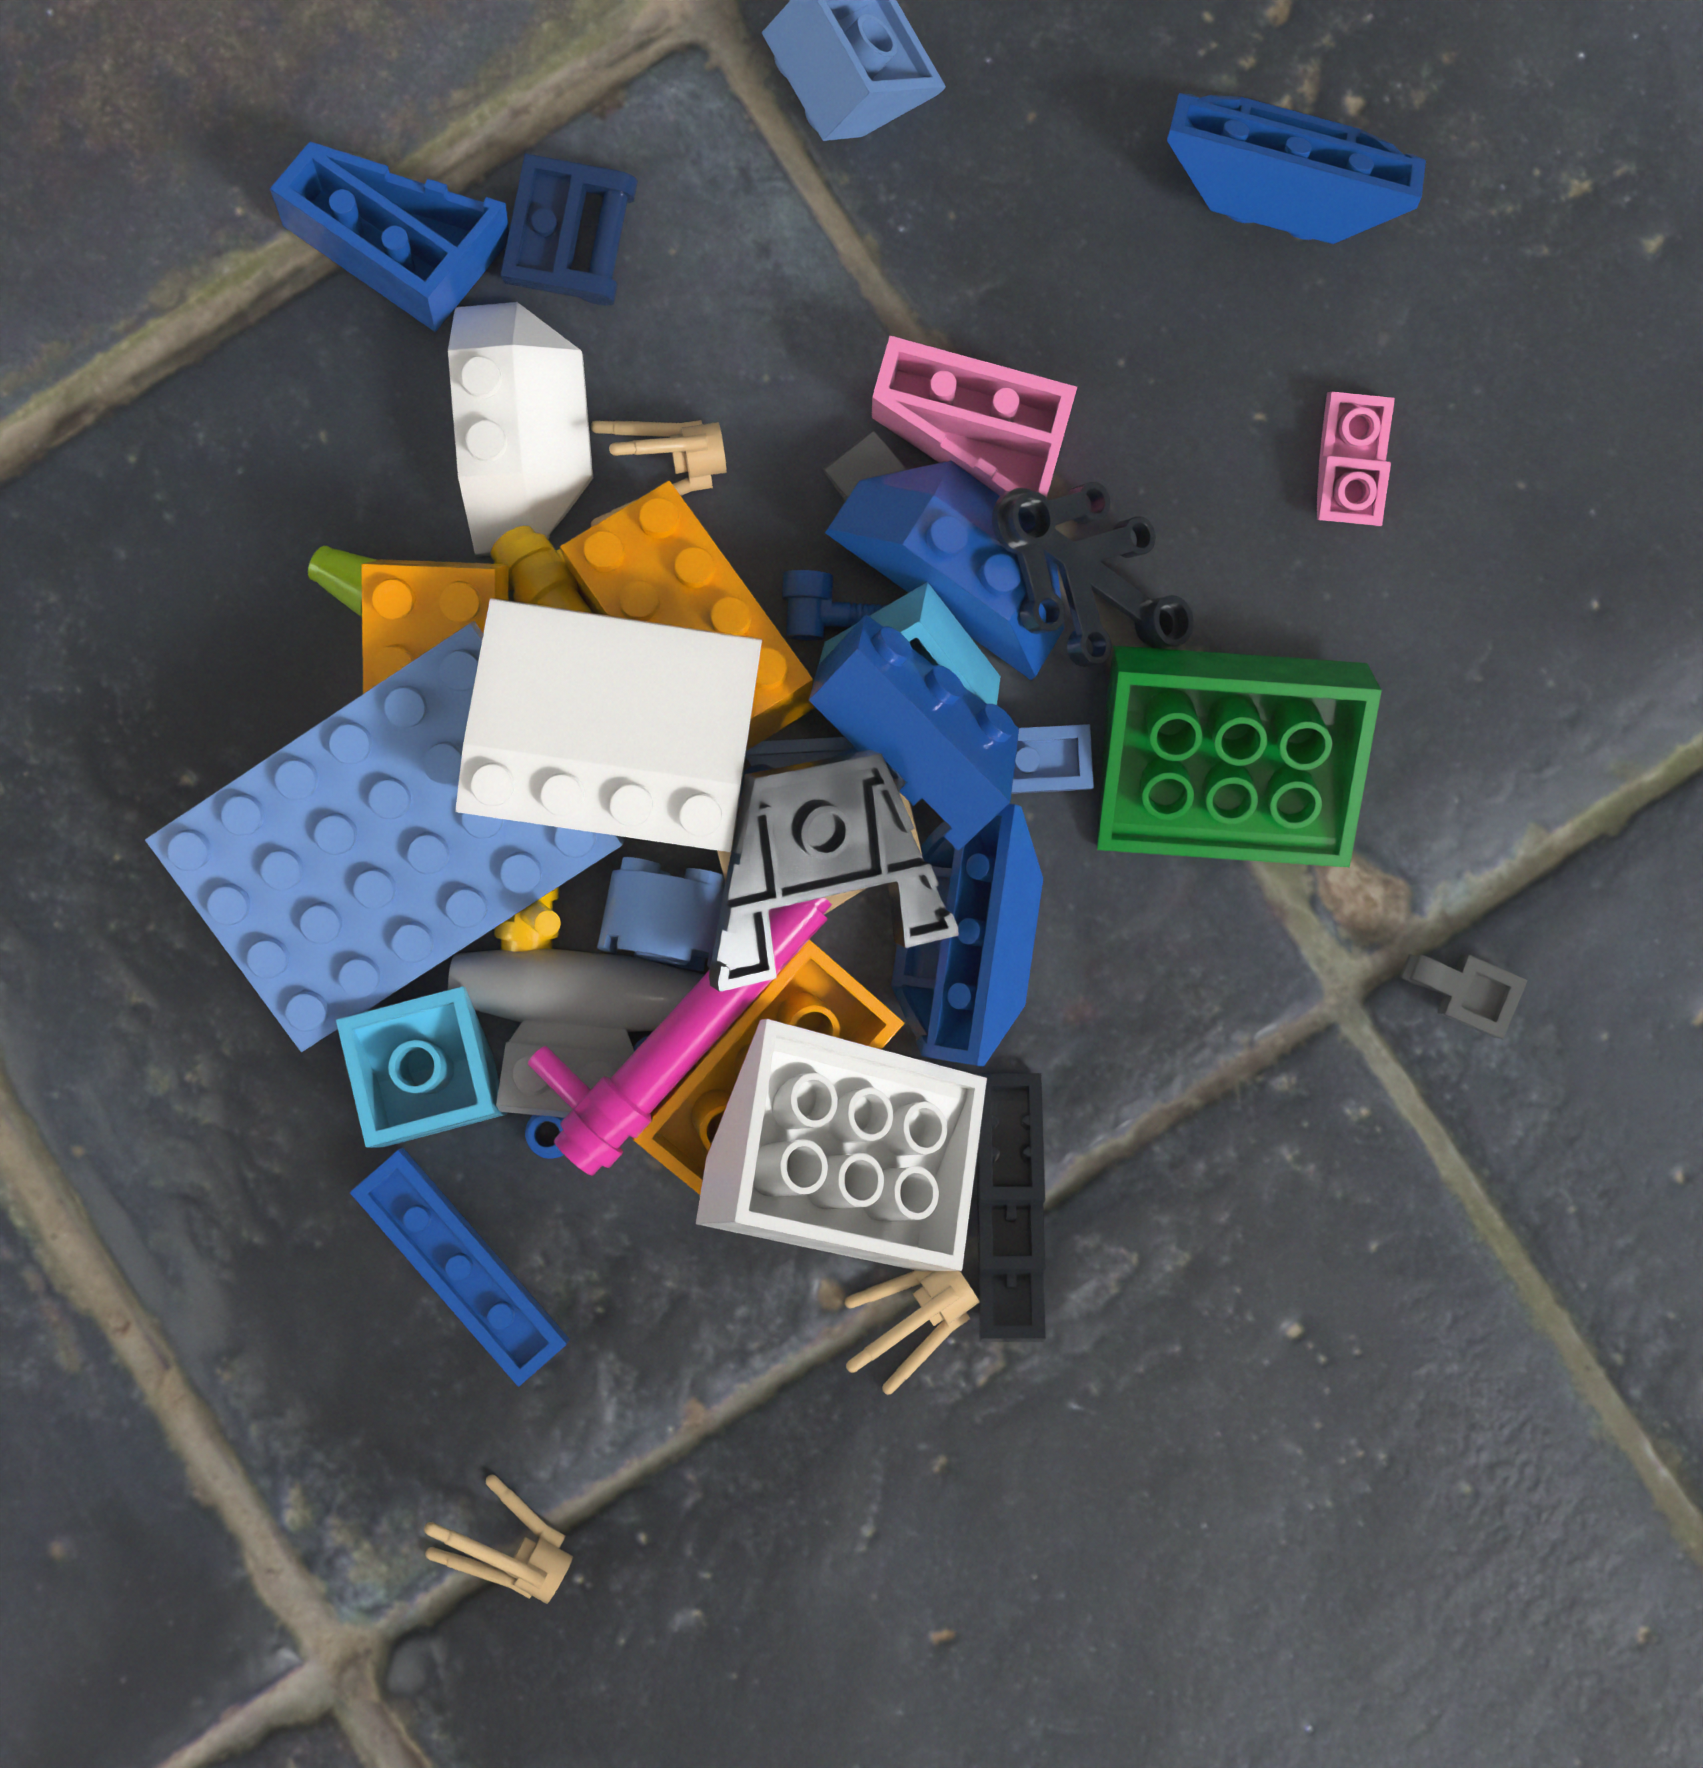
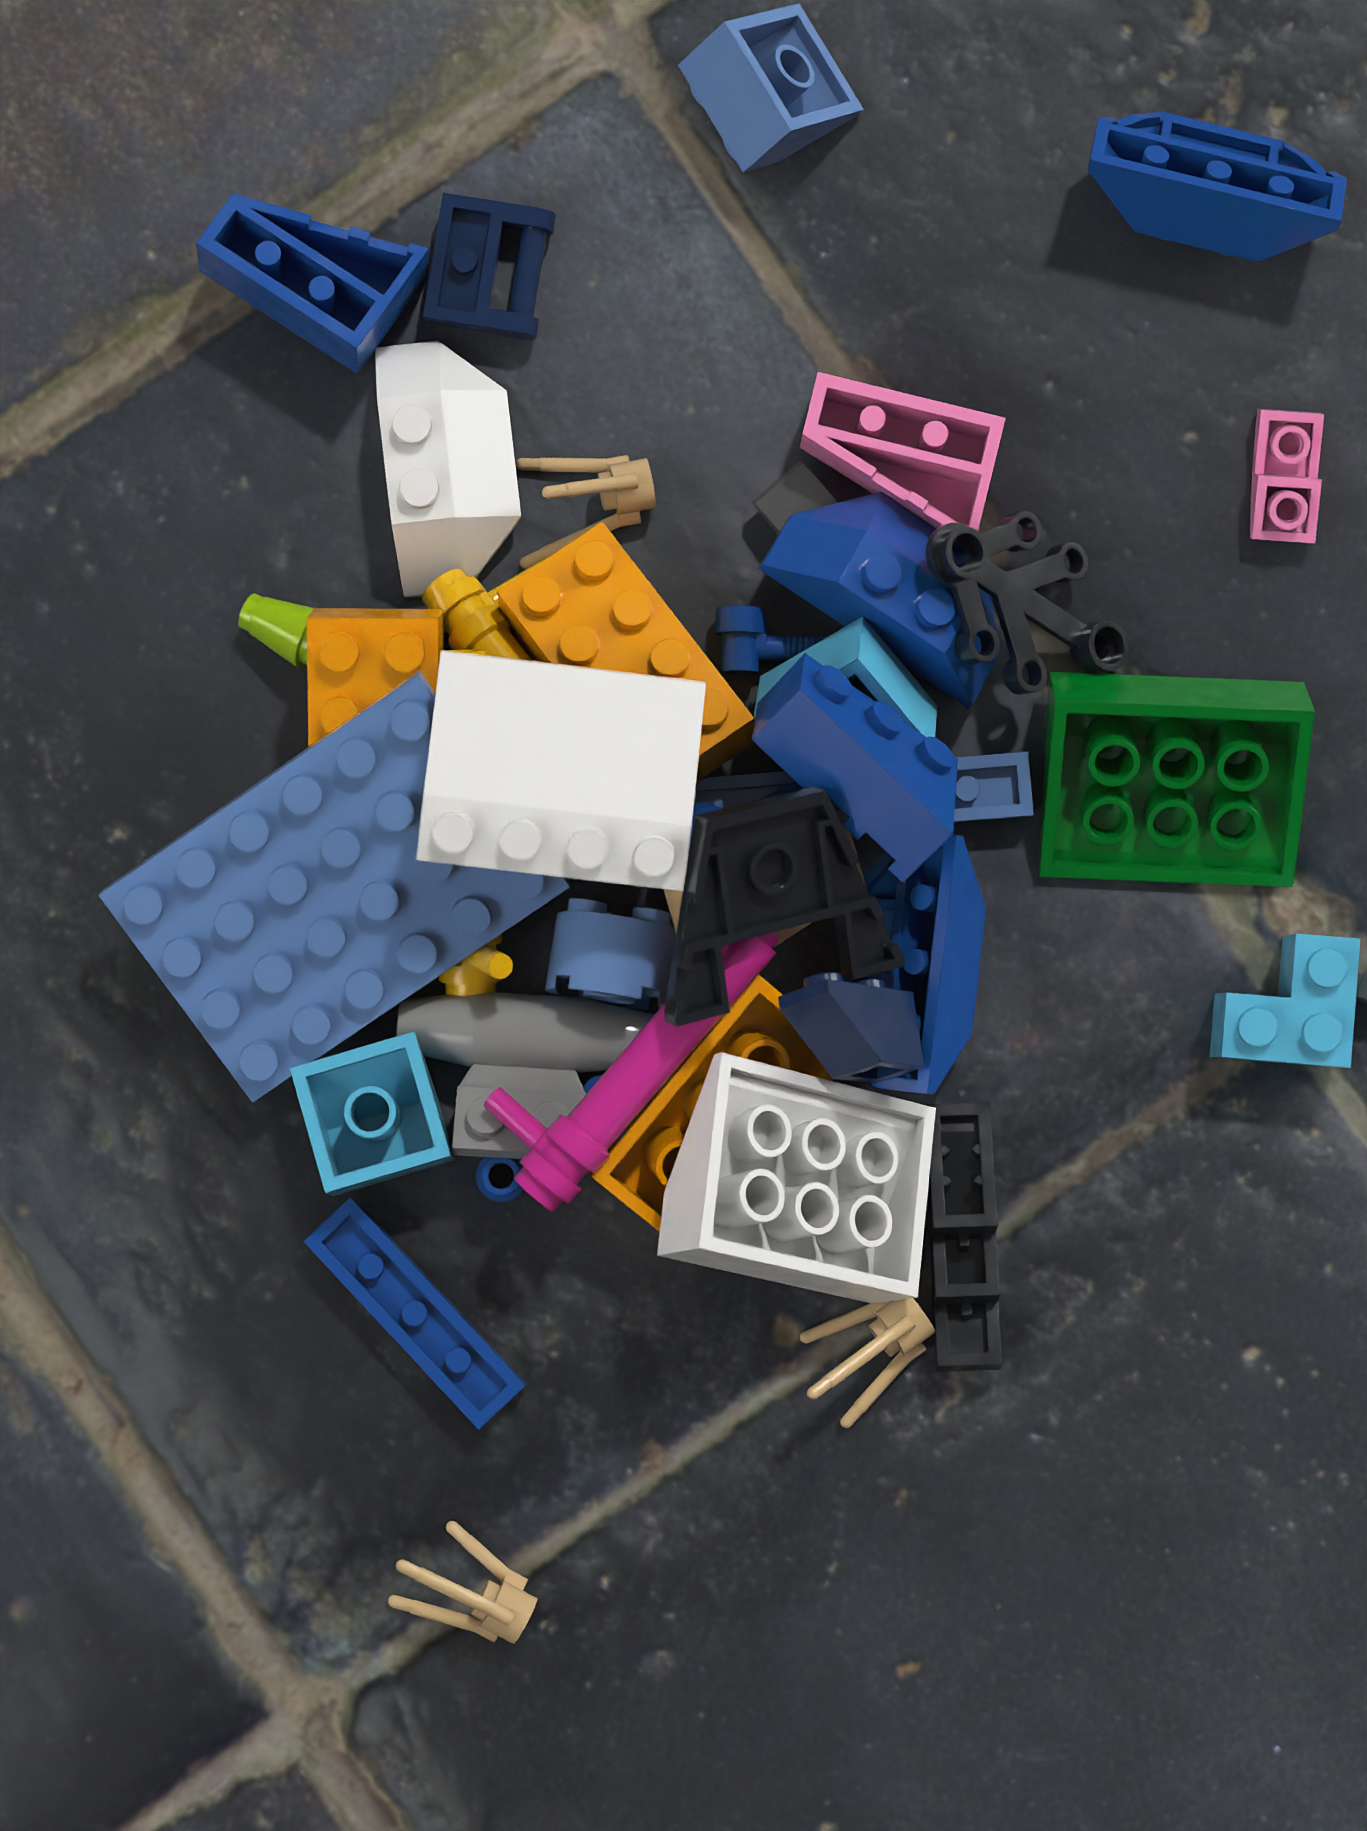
camera: 10 degrees left, 0 degrees up
(907, 996) = (856, 1027): none -> dark blue slope
(1365, 996) = (1308, 1019): none -> medium azure brick

